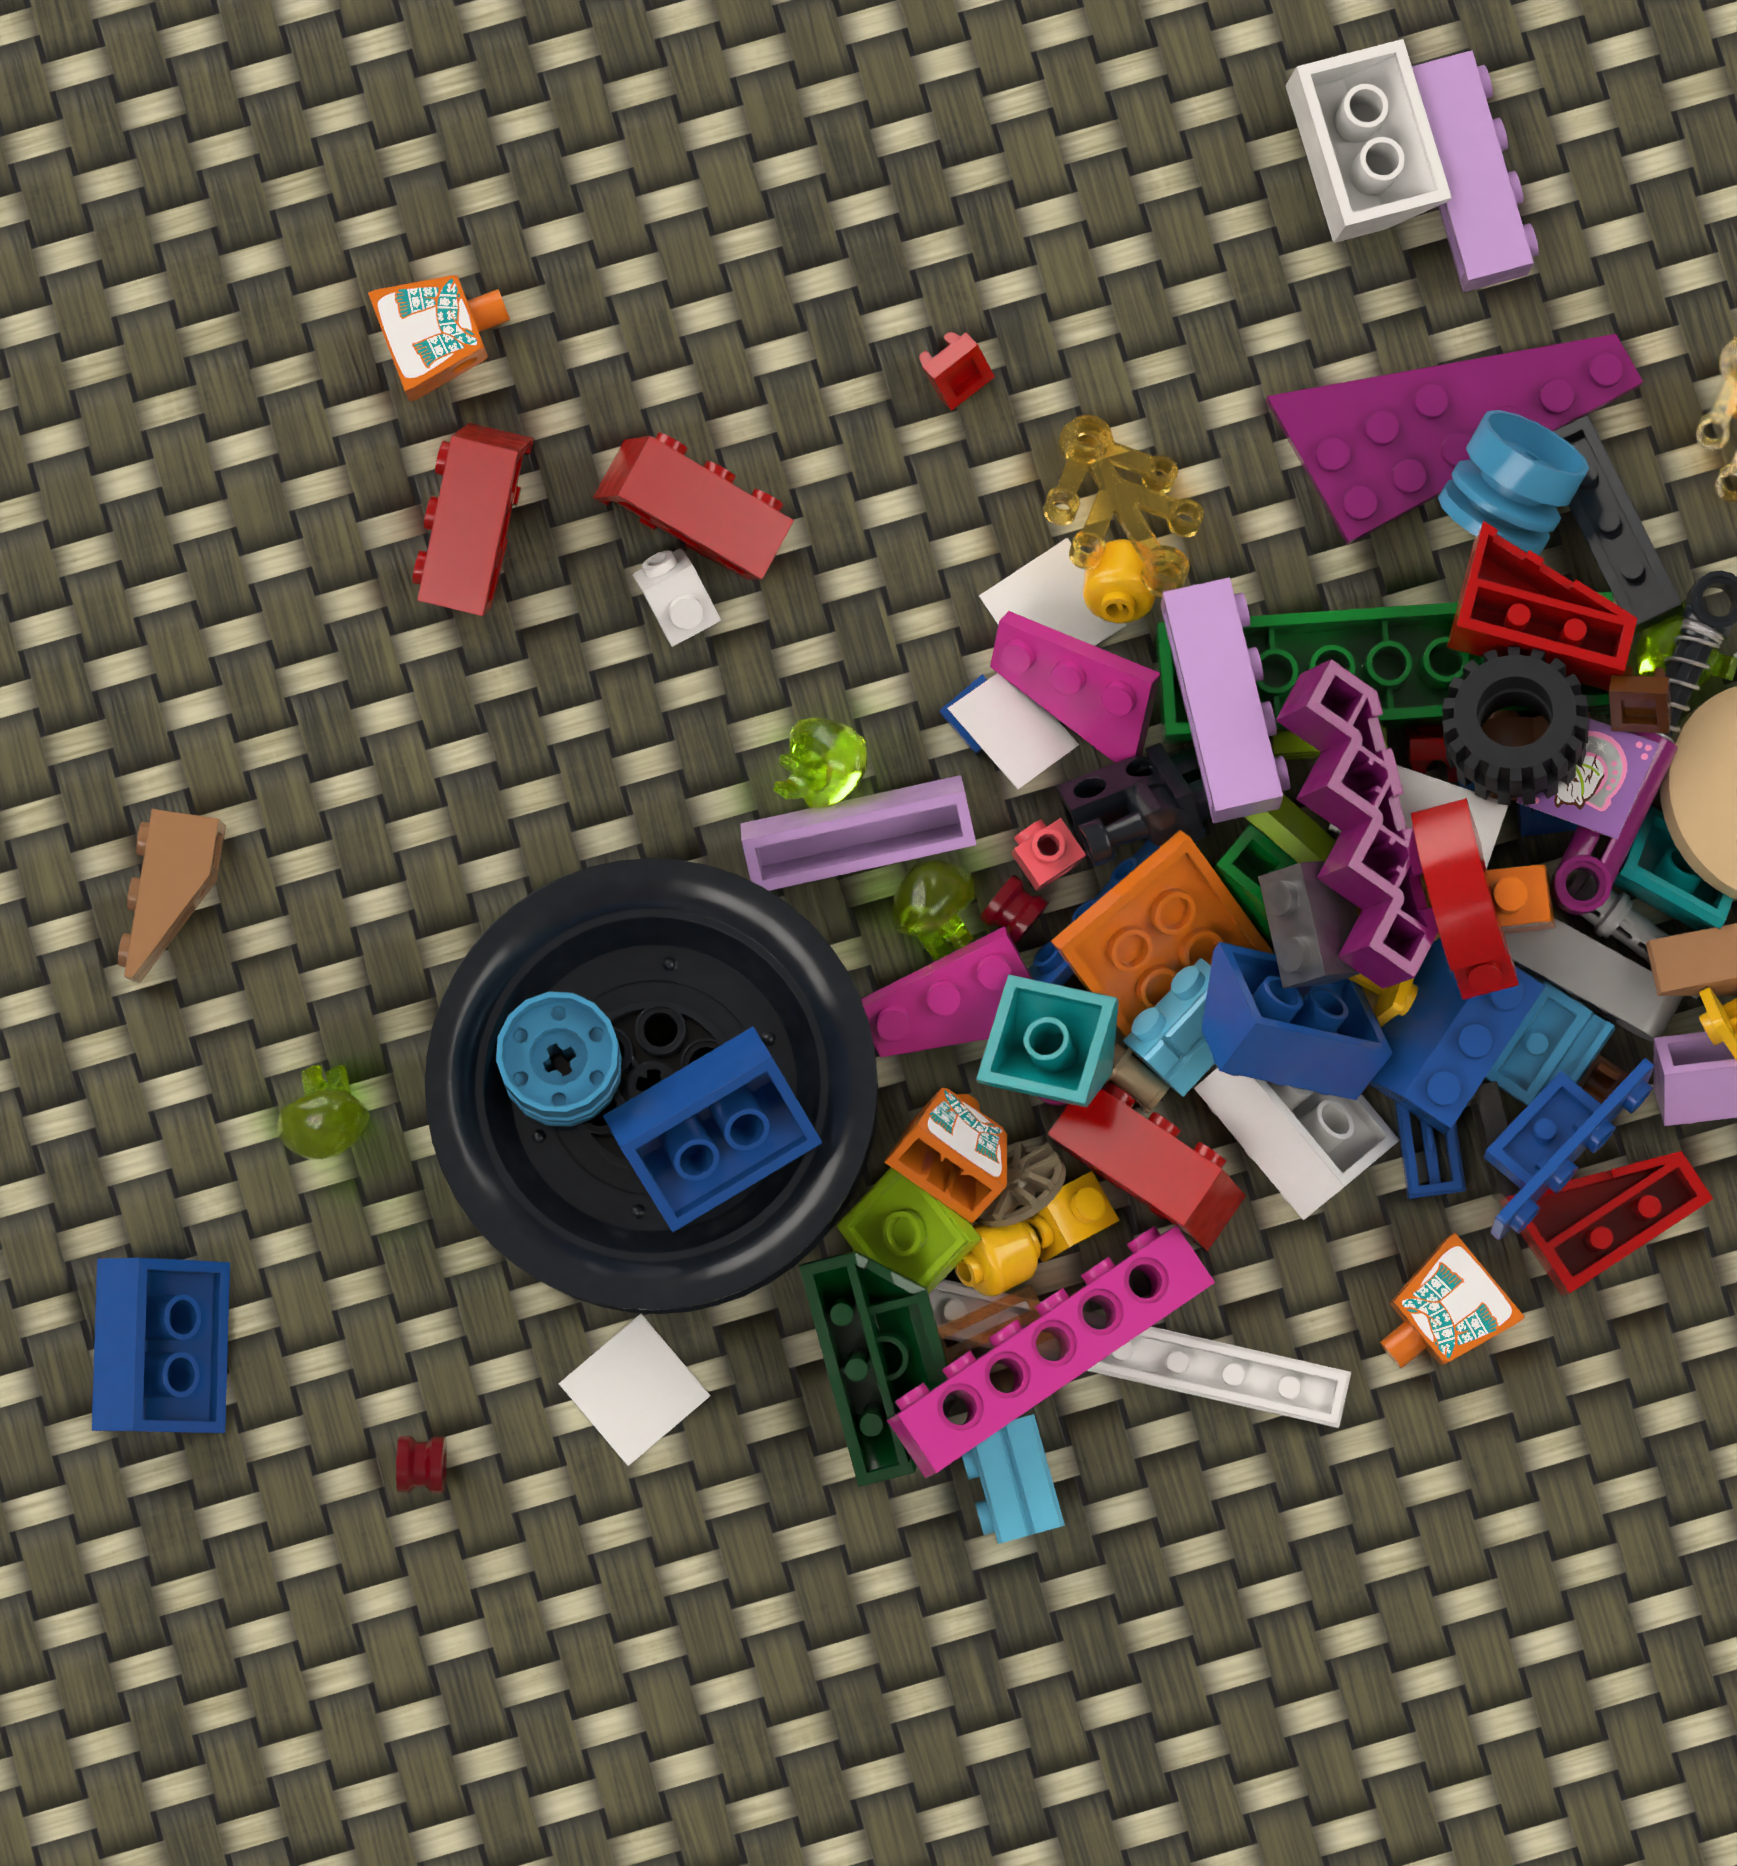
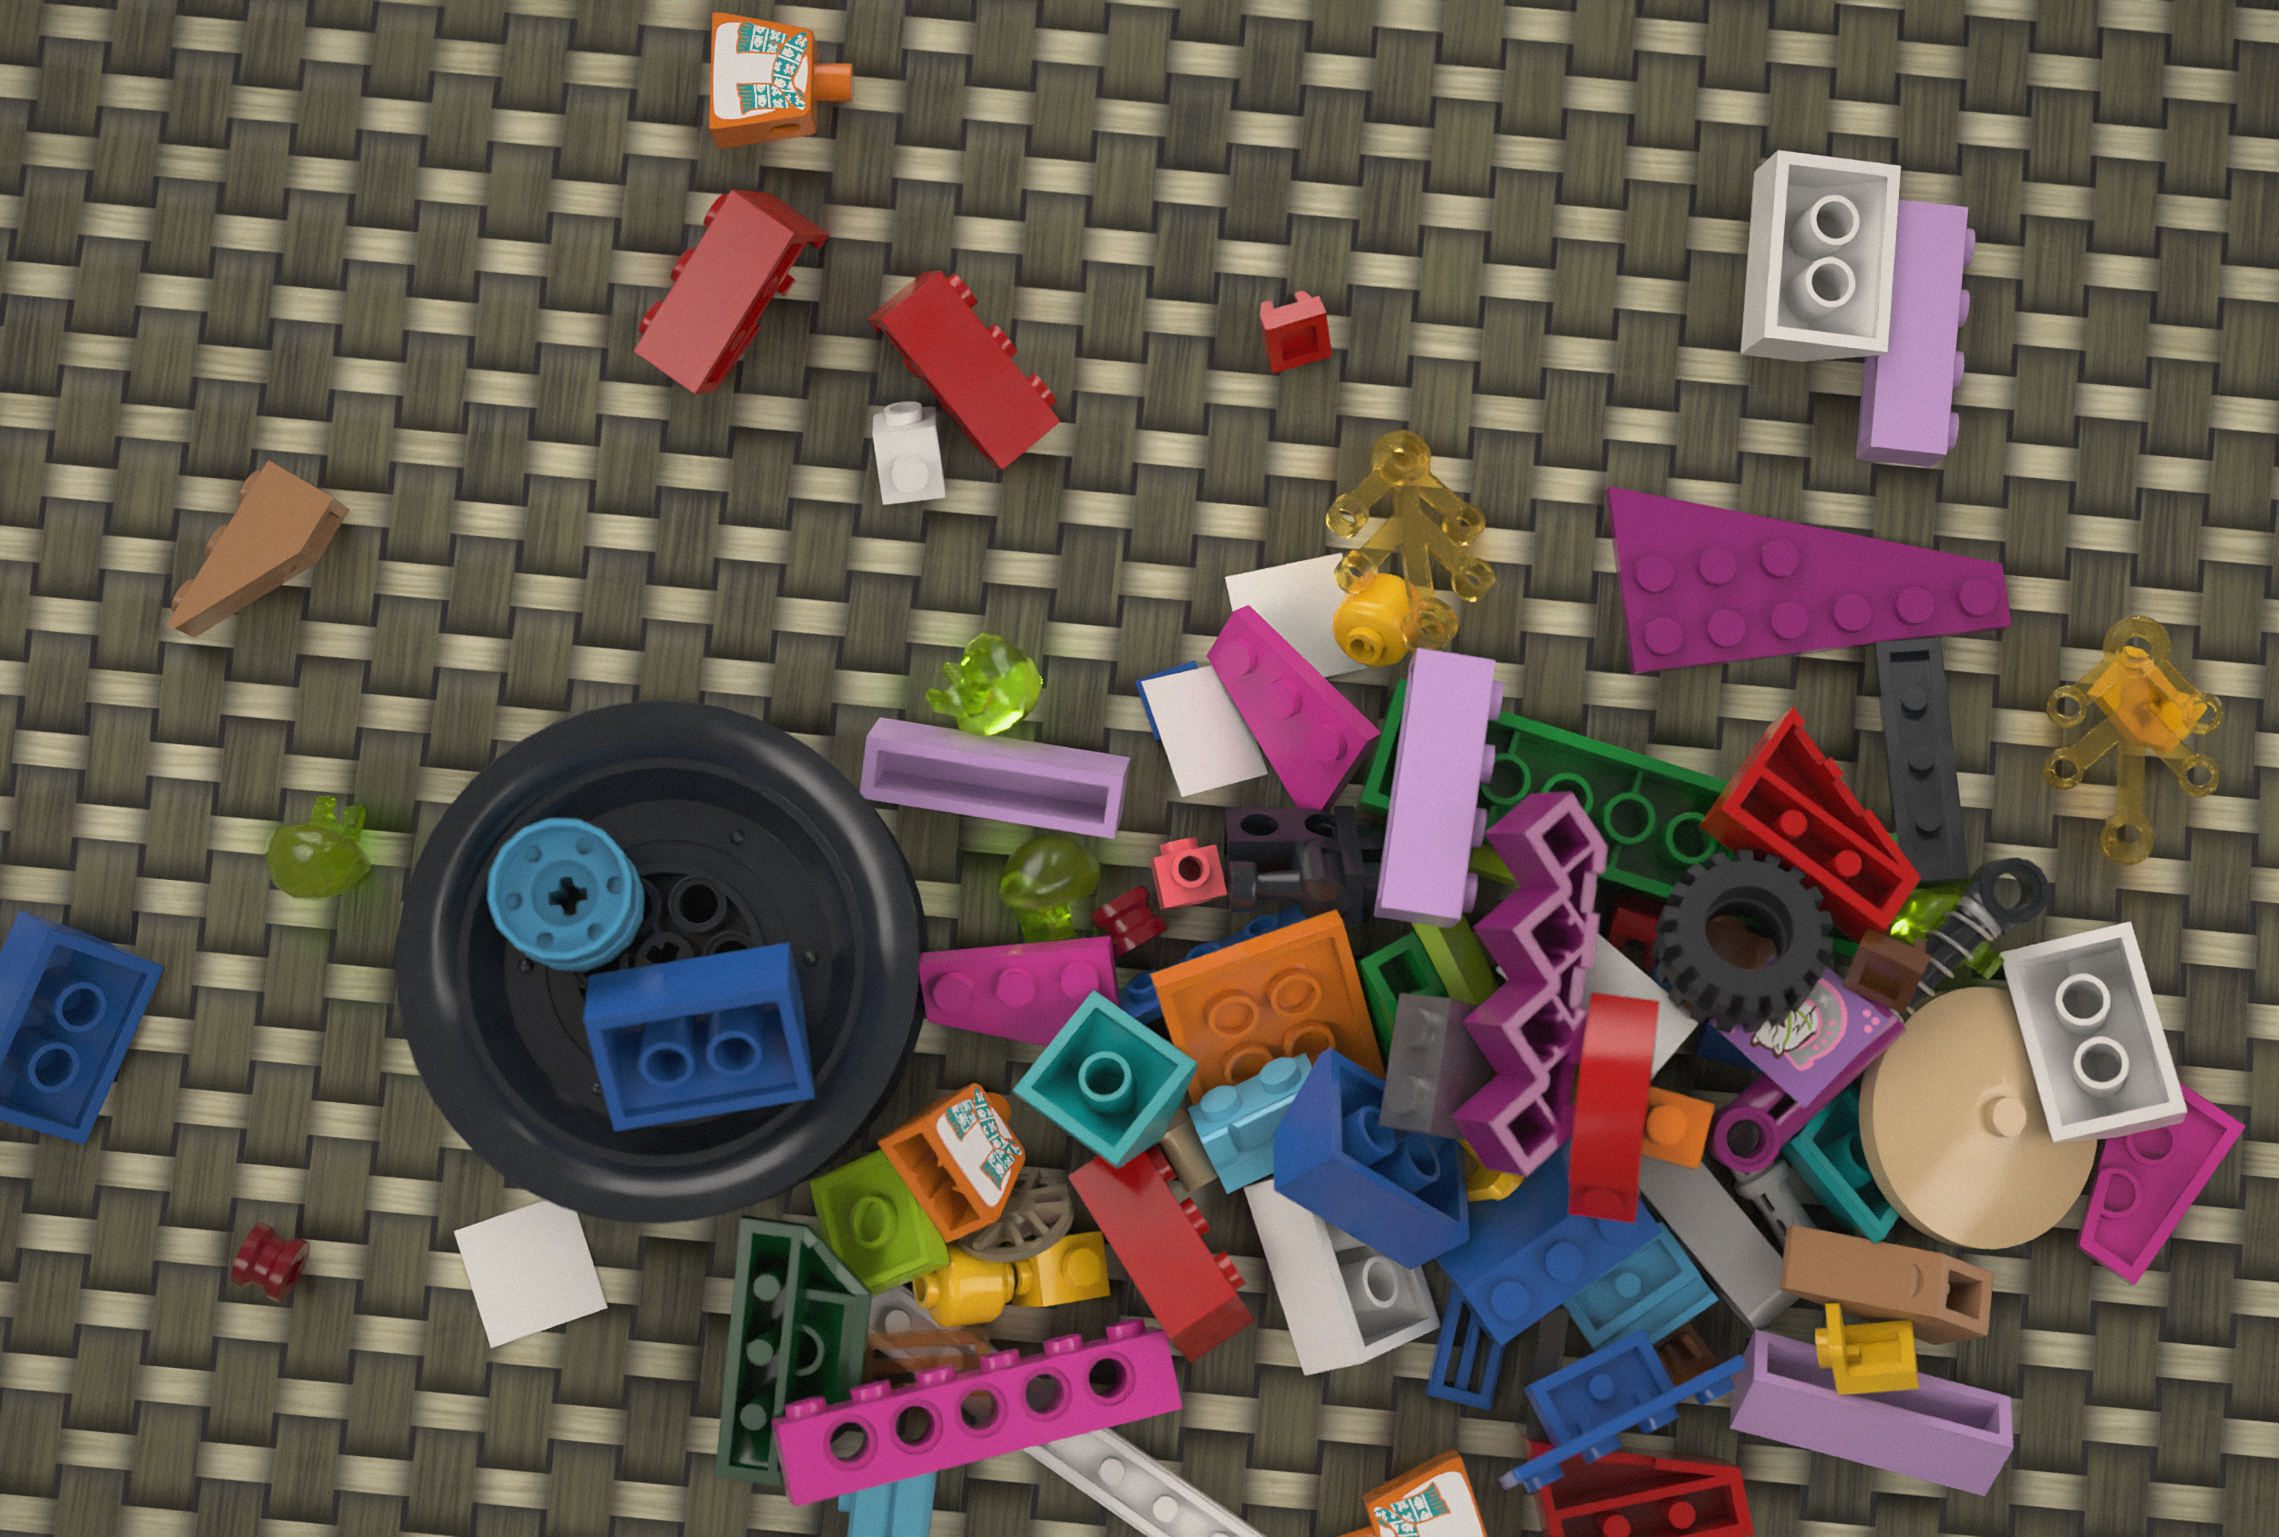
camera: 15 degrees right, 0 degrees up
(1514, 480) = (1838, 675): dark azure wheel -> none

